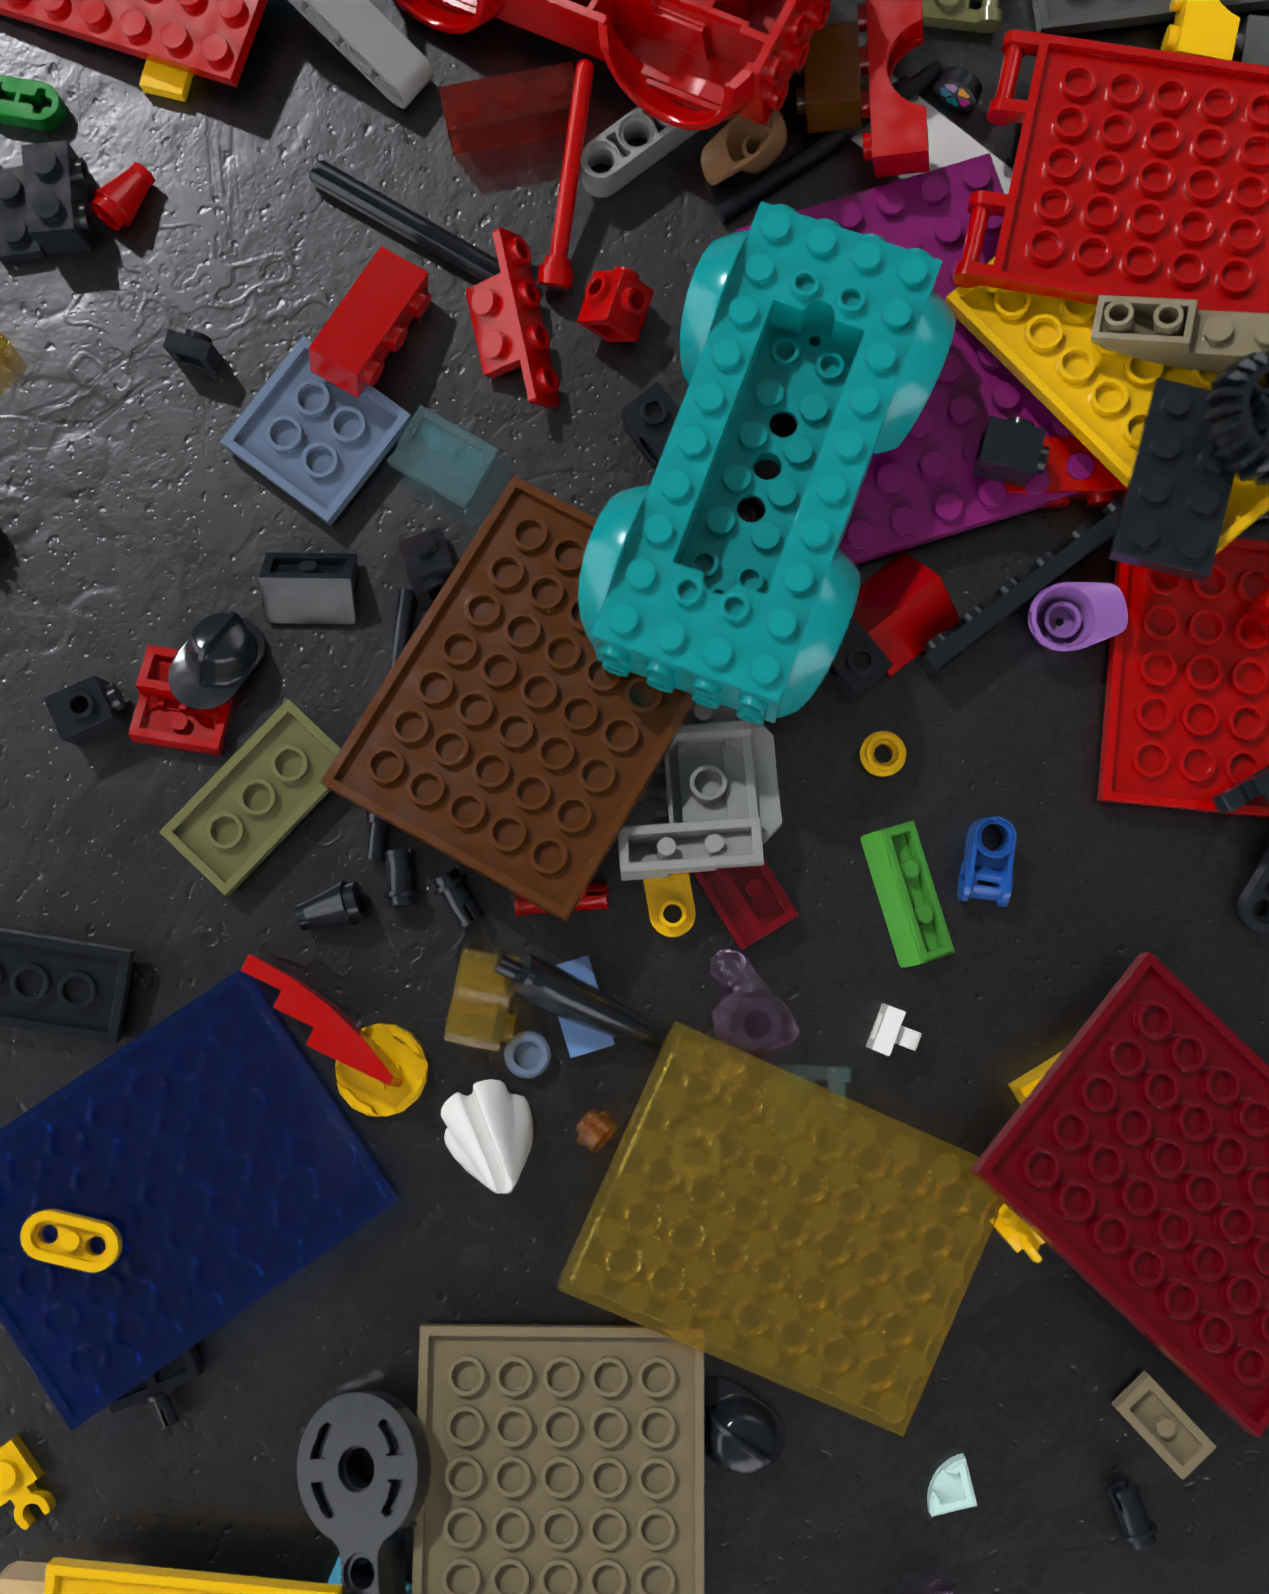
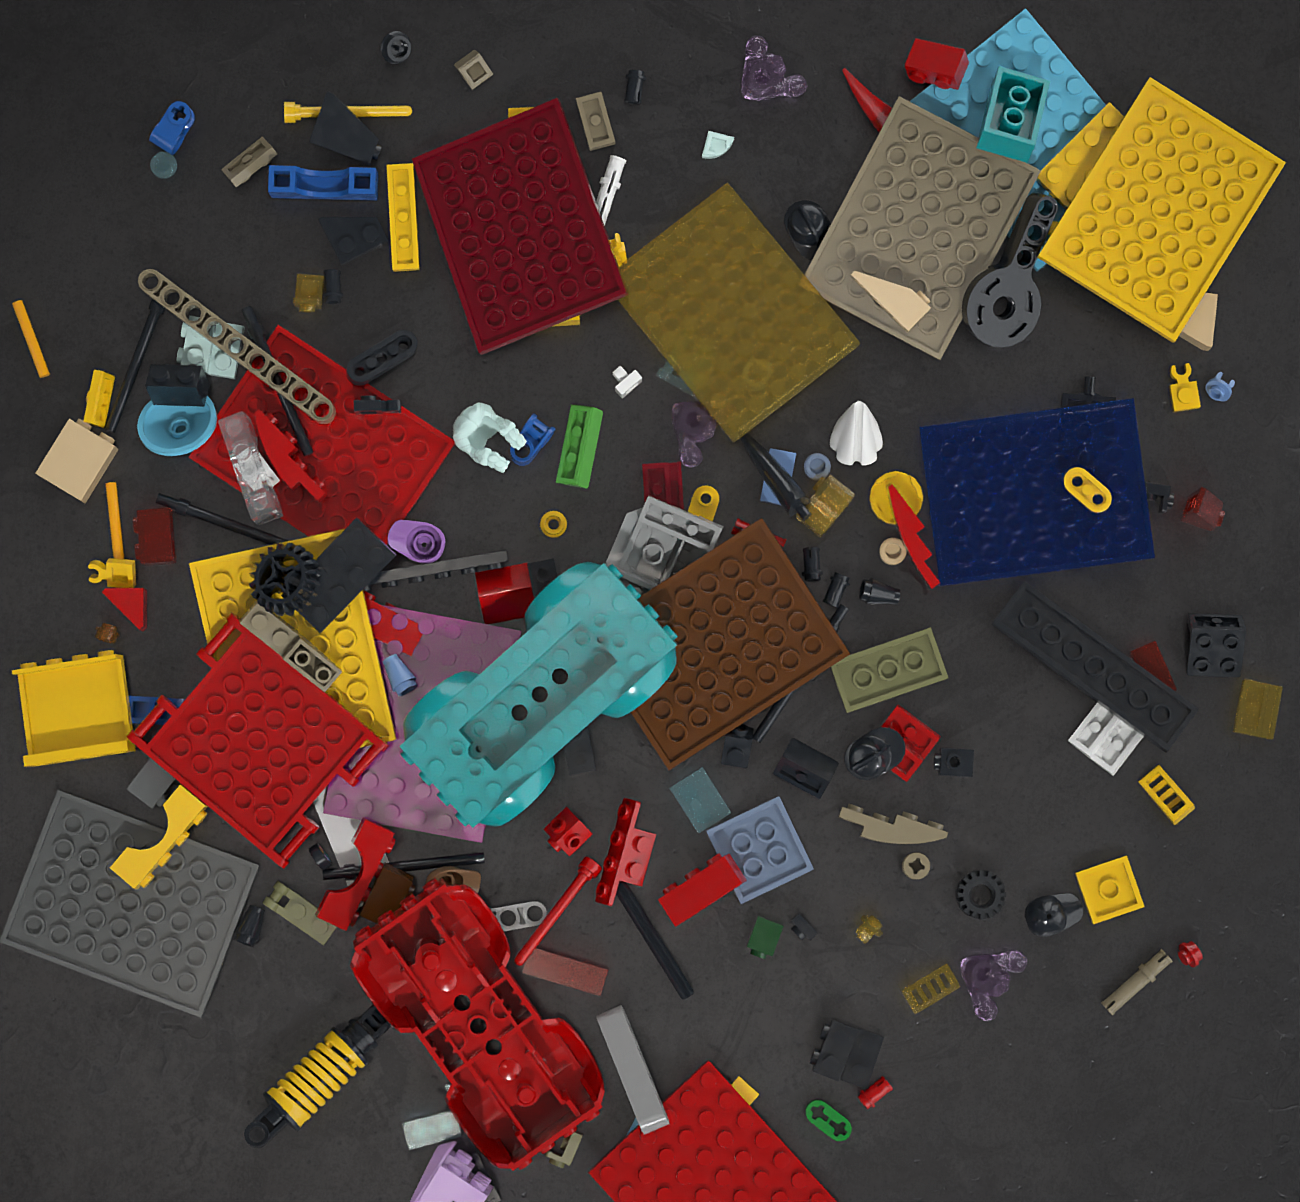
camera: 155 degrees left, 0 degrees up
(80, 533) = (911, 865): none -> dark tan wheel
(95, 400) = (870, 926): none -> clear yellow plate
(117, 564) = (902, 831): none -> dark tan slope
(122, 196) = (799, 1035): red cone -> none
(244, 307) = (764, 937): none -> dark green brick
(345, 984) = (892, 551): none -> tan tile
(532, 1389) = (898, 301): none -> tan slope
(595, 1129) = (802, 410): clear orange plate -> none
(992, 393) = (399, 676): none -> medium blue cone
(1011, 451) = (407, 640): black brick -> none
(1083, 836) = (479, 424): none -> light aqua hair
(1091, 1367) = (614, 166): none -> white pin

